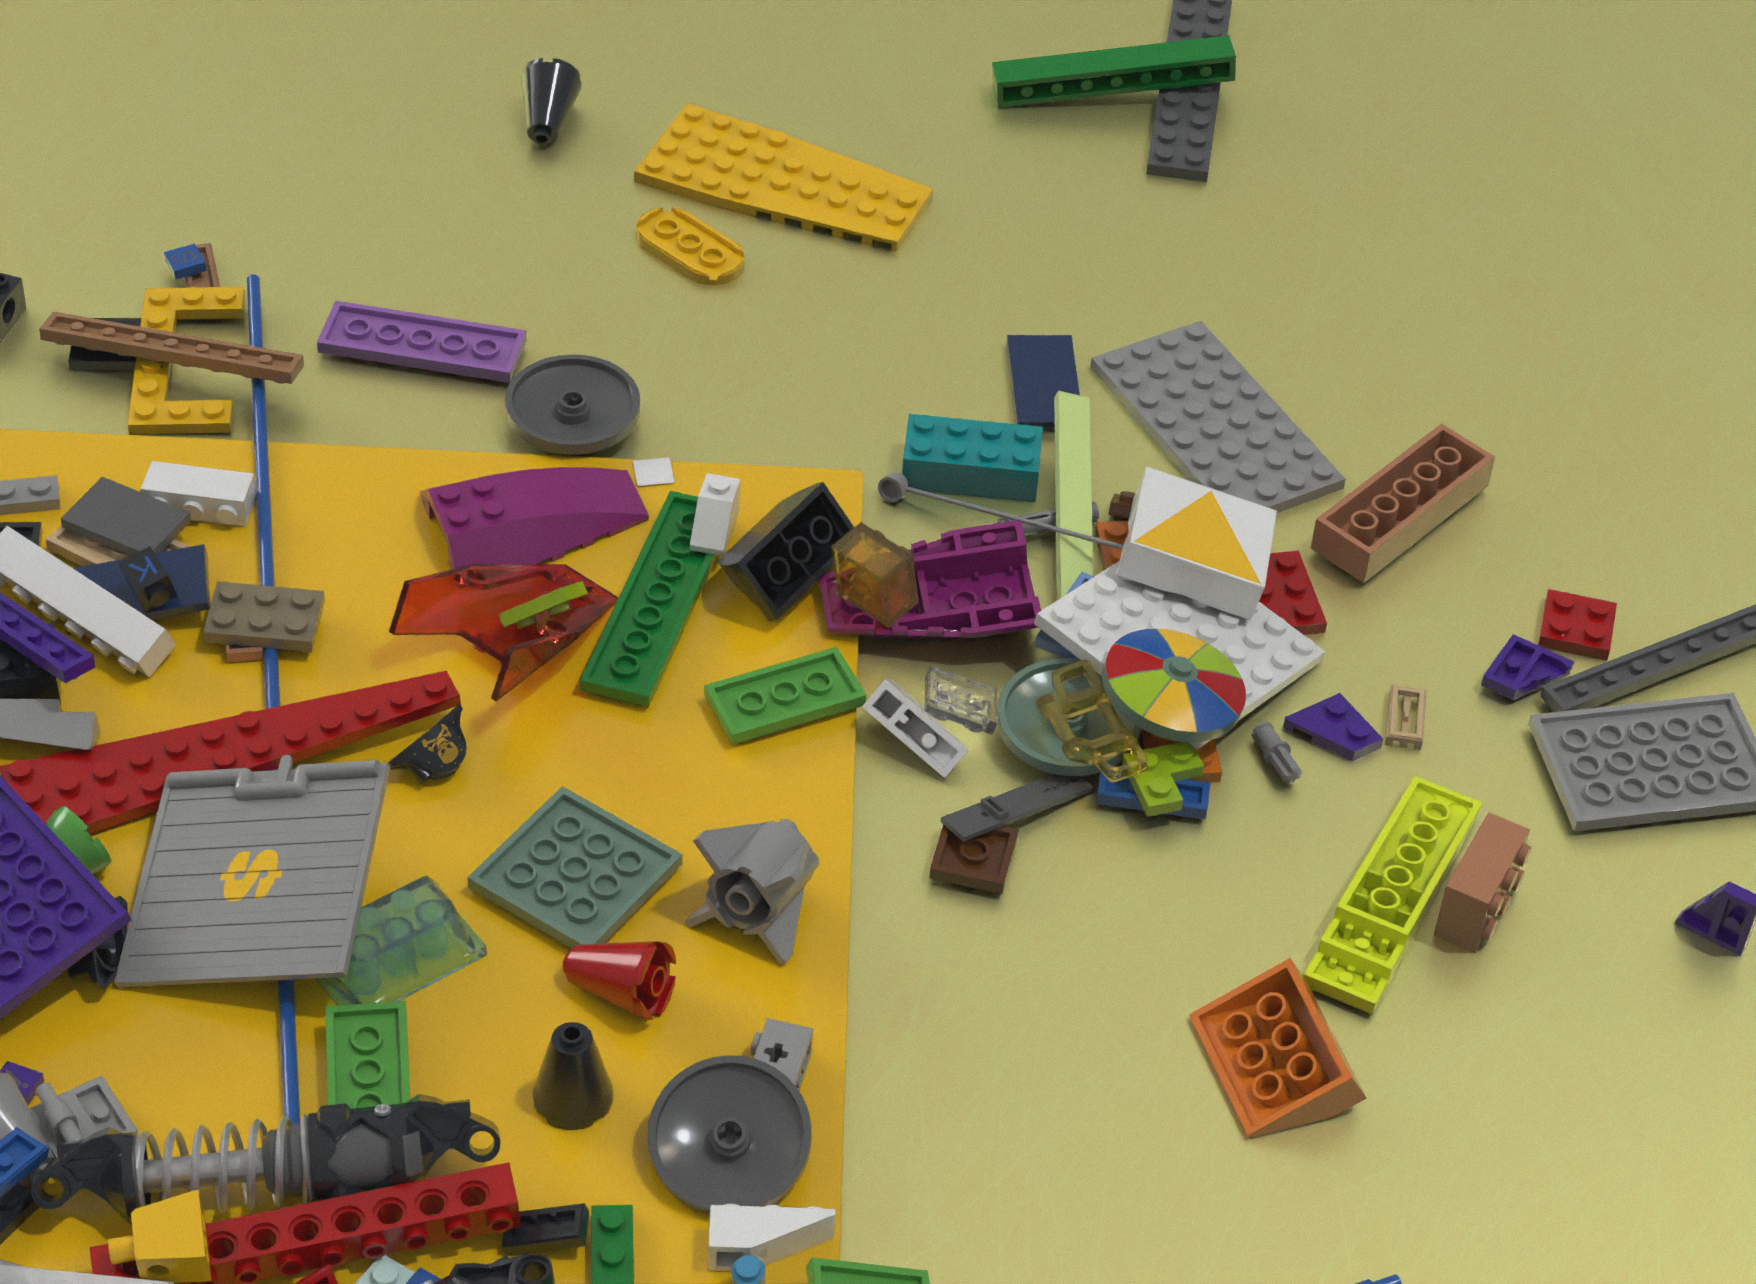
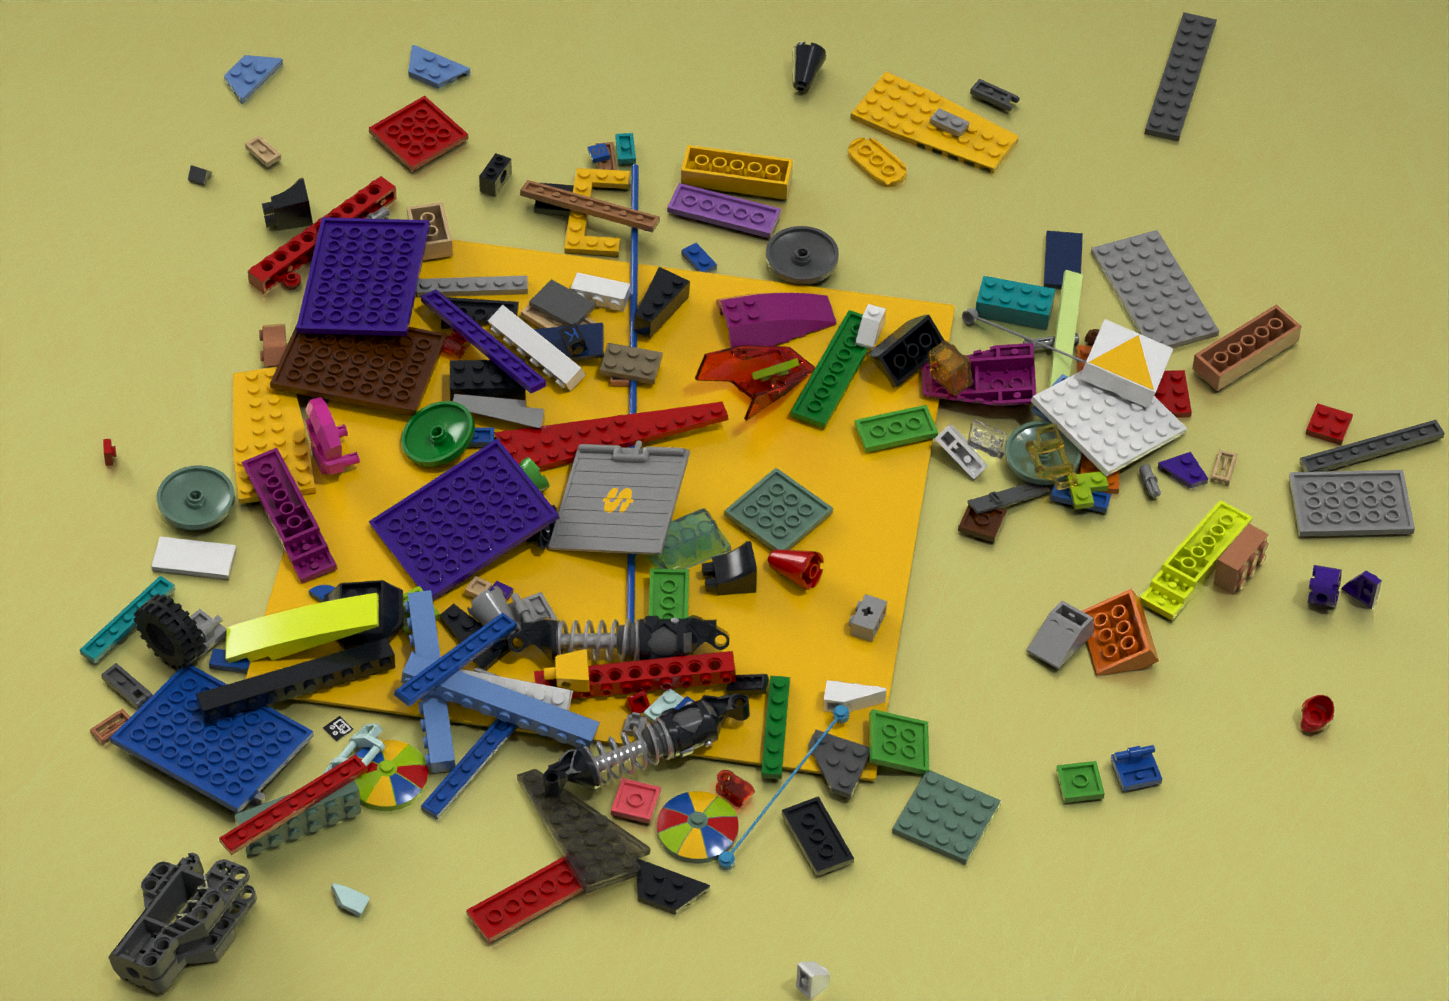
camera: 10 degrees right, 5 degrees up
(234, 252) = (625, 148): none -> teal plate
(314, 502) = (660, 302): none -> black wedge
(382, 425) = (699, 258): none -> blue plate
(436, 752) = (714, 444): black hat -> none
(440, 275) = (737, 172): none -> yellow brick
(494, 998) = (732, 572): none -> black hips
(572, 1080) = (767, 615): black cone -> none
(653, 471) = (841, 297): white sticker -> none
(729, 1134) = (840, 647): dark grey dish -> none
(757, 881) = (868, 525): light grey brick -> none
(809, 173) = (949, 122): none -> light grey plate
(879, 128) = (994, 94): none -> dark grey hinge
(1113, 71) = (1135, 68): green brick -> none
(1167, 1063) = (1061, 634): none -> light grey slope
(1173, 685) = (1098, 441): dish -> none
(1524, 668) = (1293, 446): dark purple wing -> none
(1651, 920) = (1325, 586): none -> dark purple brick
(1698, 1173) = (1317, 713): none -> red hair

